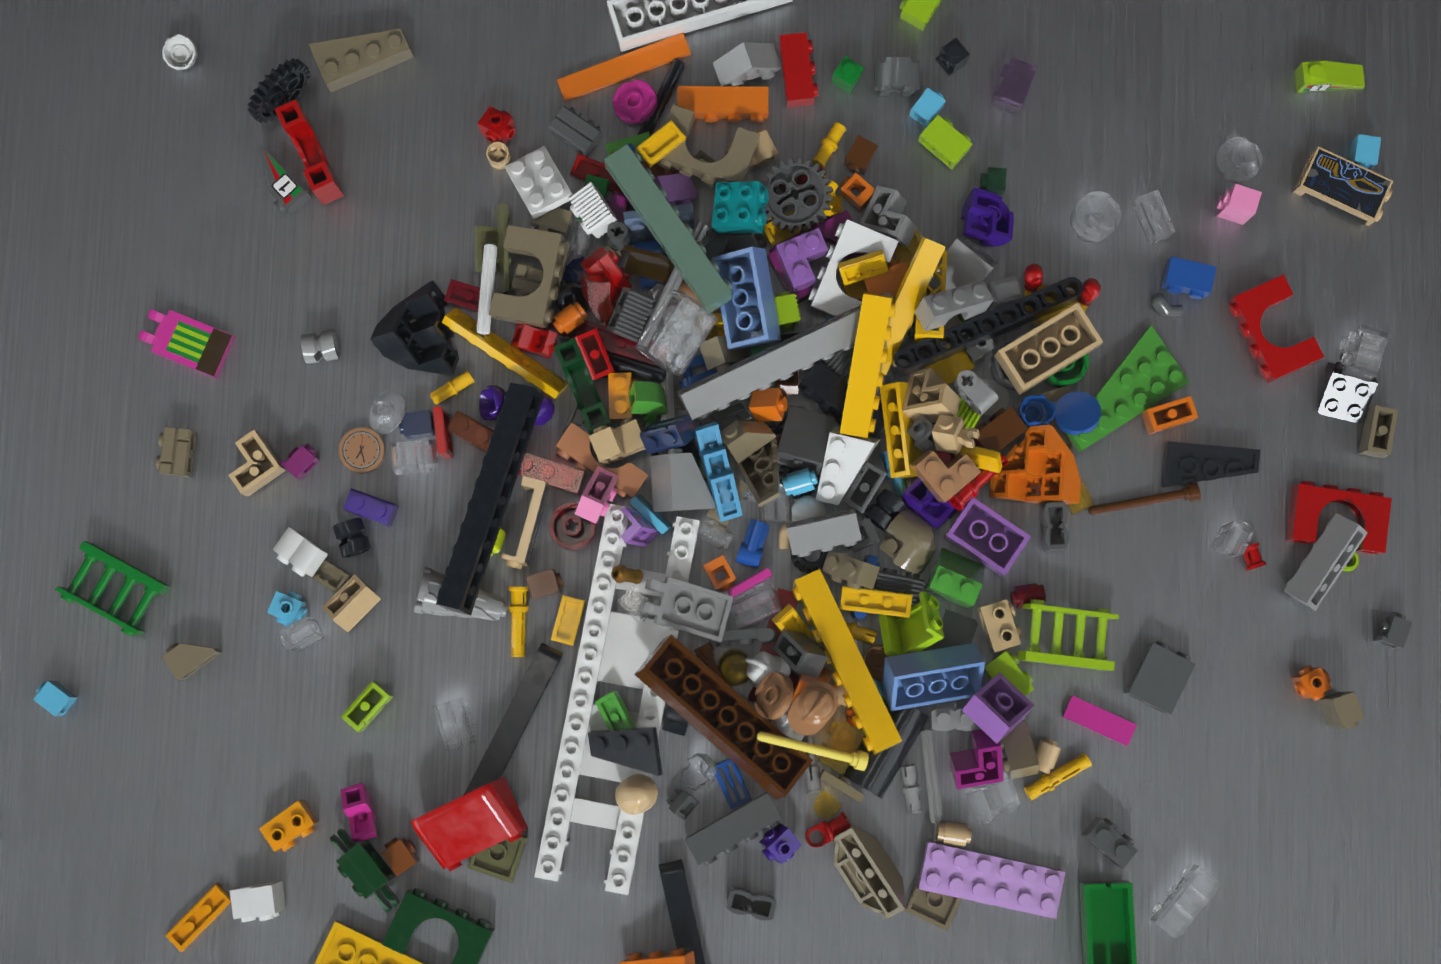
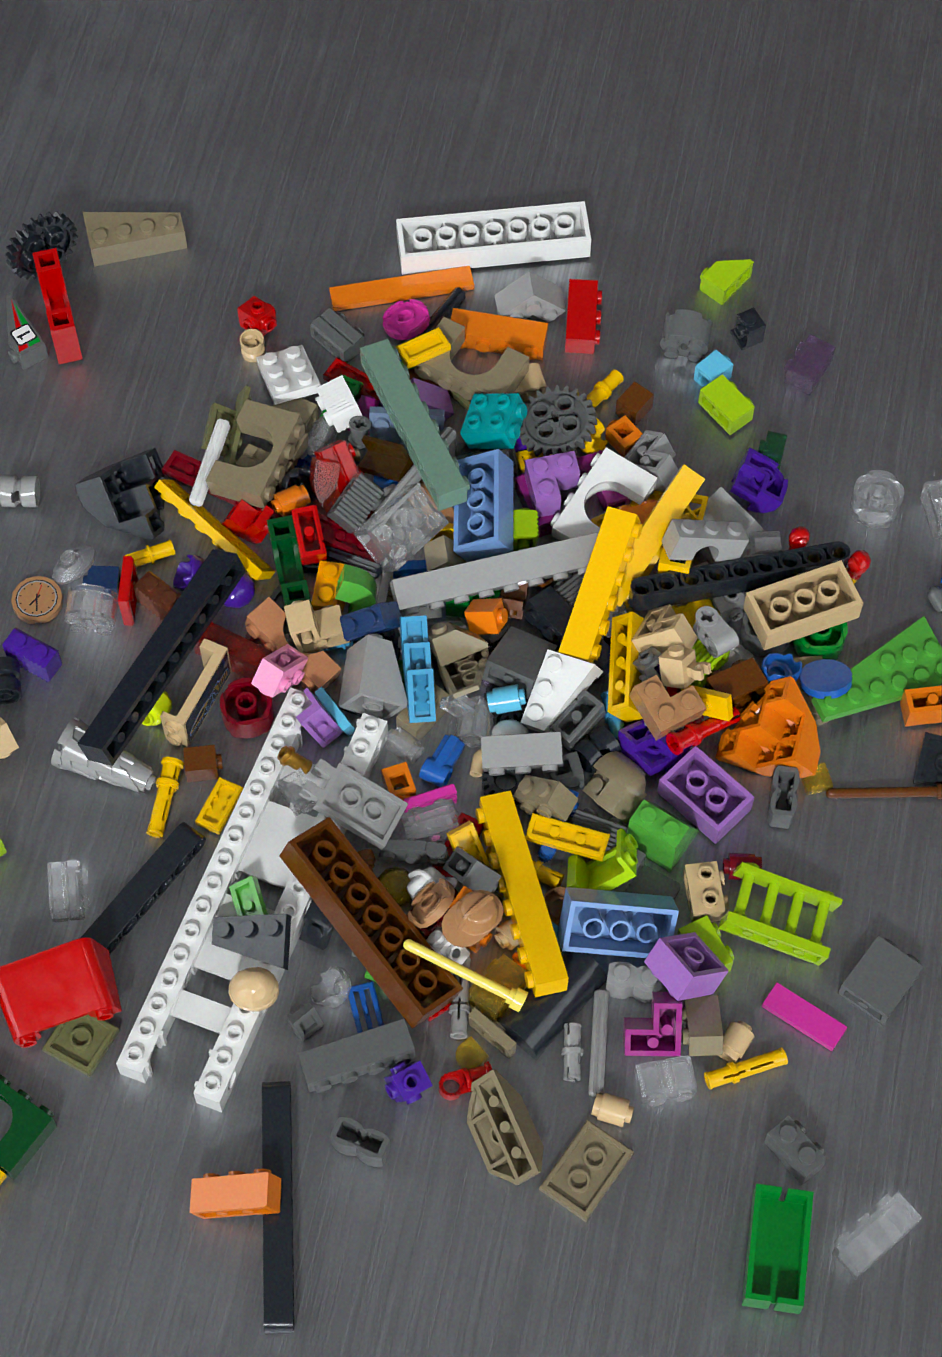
camera: 10 degrees right, 20 degrees down
(847, 74) = (634, 328): green brick -> none
(863, 267) = (616, 495): yellow plate -> none
(991, 880) = (648, 1169): lavender plate -> none

